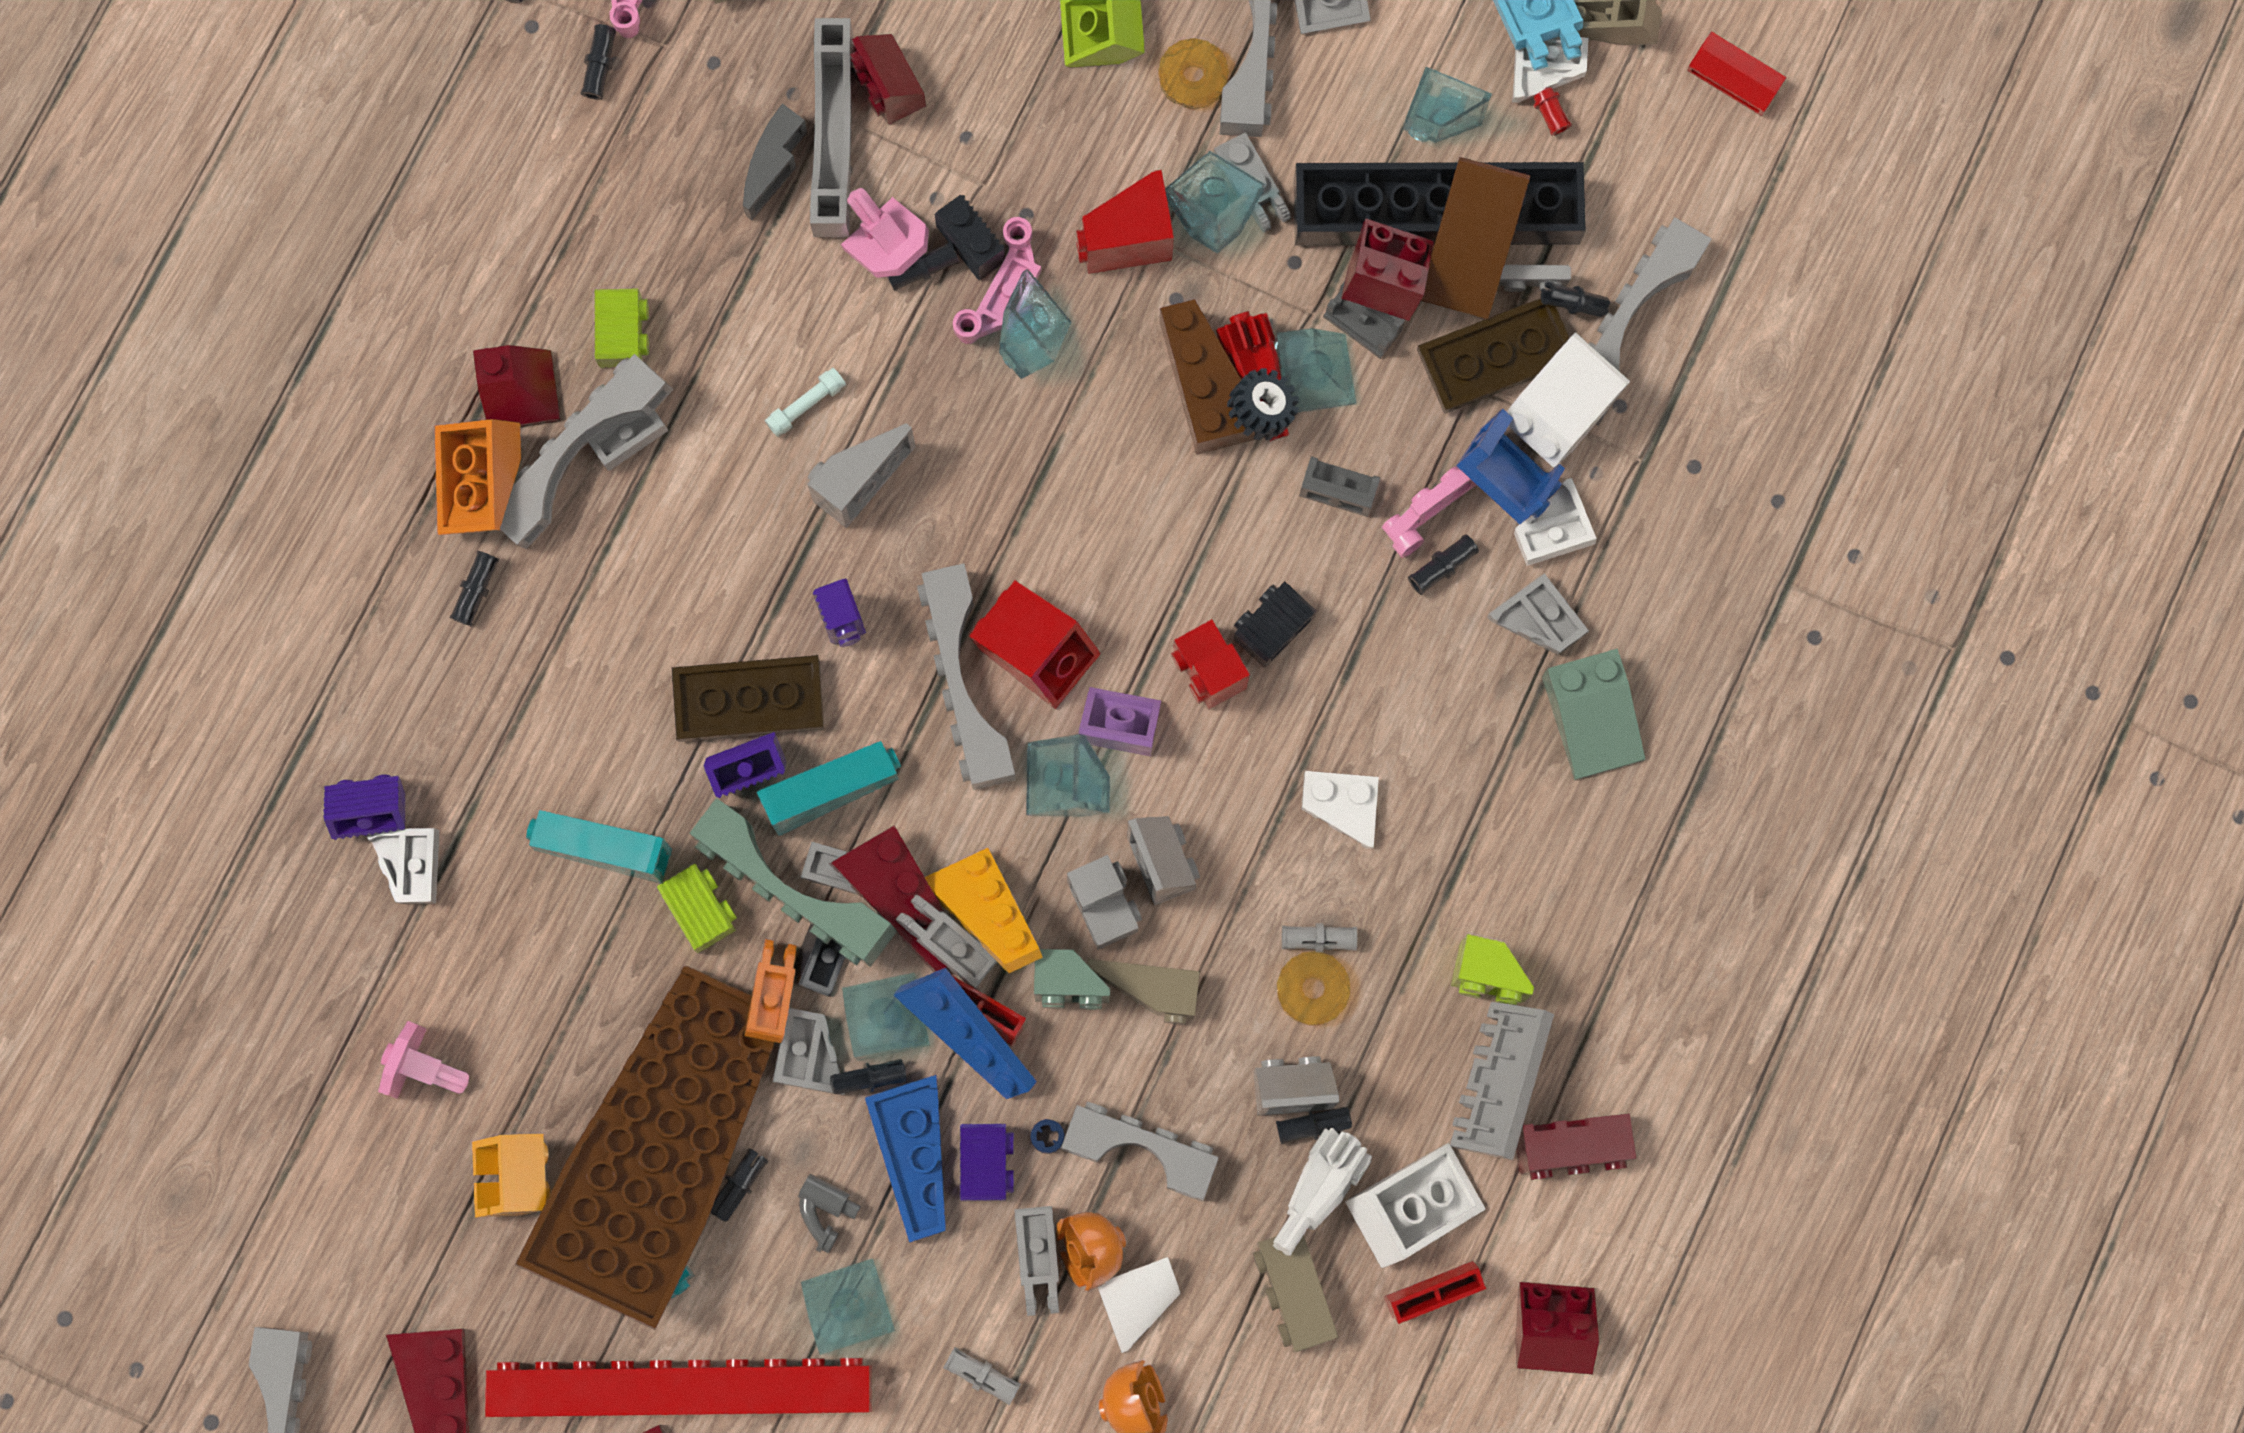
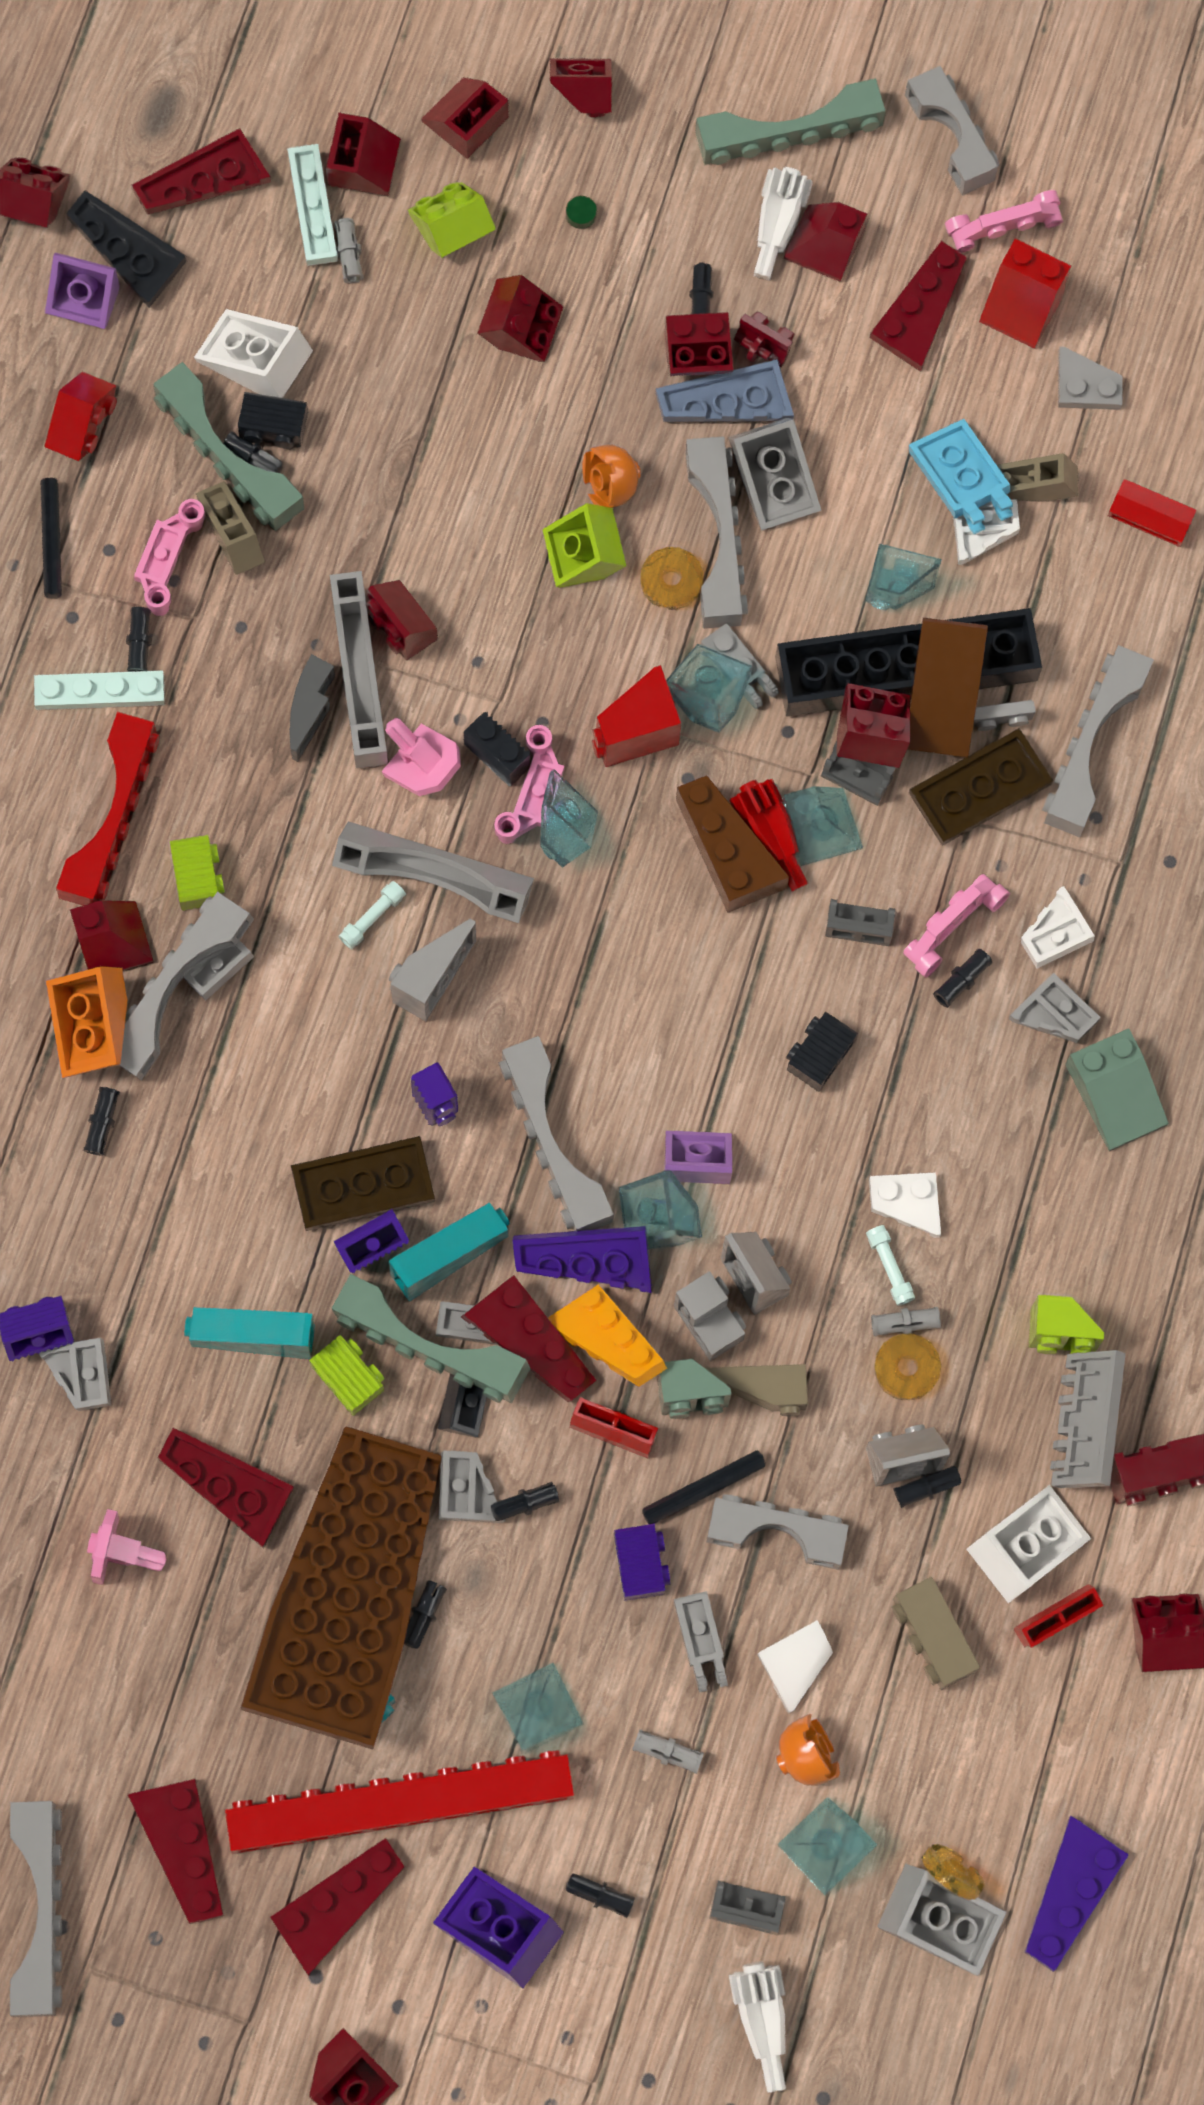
camera: 10 degrees left, 5 degrees down
(501, 310) = (87, 870): none -> red arch
(521, 1172) = (230, 1622): light orange piece -> none
(547, 111) = (99, 690): none -> light aqua plate
(553, 1013) = (233, 1487): none -> dark red wing
(771, 995) = (427, 1441): orange hinge -> none
(829, 1198) = (507, 1615): dark grey plant -> none
(879, 1021) = (530, 1447): clear light blue slope -> none
(910, 1144) = (571, 1555): blue wing -> none
(926, 265) = (461, 779): black pin -> none
(937, 390) = (380, 853): none -> light grey arch
(949, 943) = (579, 1371): light grey hinge -> none
(962, 1026) = (599, 1440): blue wing -> none
(988, 815) = (597, 1255): none -> dark purple wing
(1035, 643) = (612, 1097): red slope -> none
(1055, 1127) = (697, 1523): dark blue bush -> none
(1067, 1089) = (704, 1487): none -> black axle
(1092, 1248) = (748, 1623): orange cylinder -> none
(1212, 665) = (772, 1095): red brick -> none
(1257, 416) = (787, 869): black wheel -> none
(1320, 903) = (901, 1291): none -> light aqua bar
(1325, 1180) = (945, 1534): white piece -> none
(1508, 472) = (1007, 888): blue panel -> none
(1552, 111) = (994, 567): red pin -> none
(1565, 400) = (1048, 818): white slope -> none
(1575, 299) = (1042, 729): black axle -> none

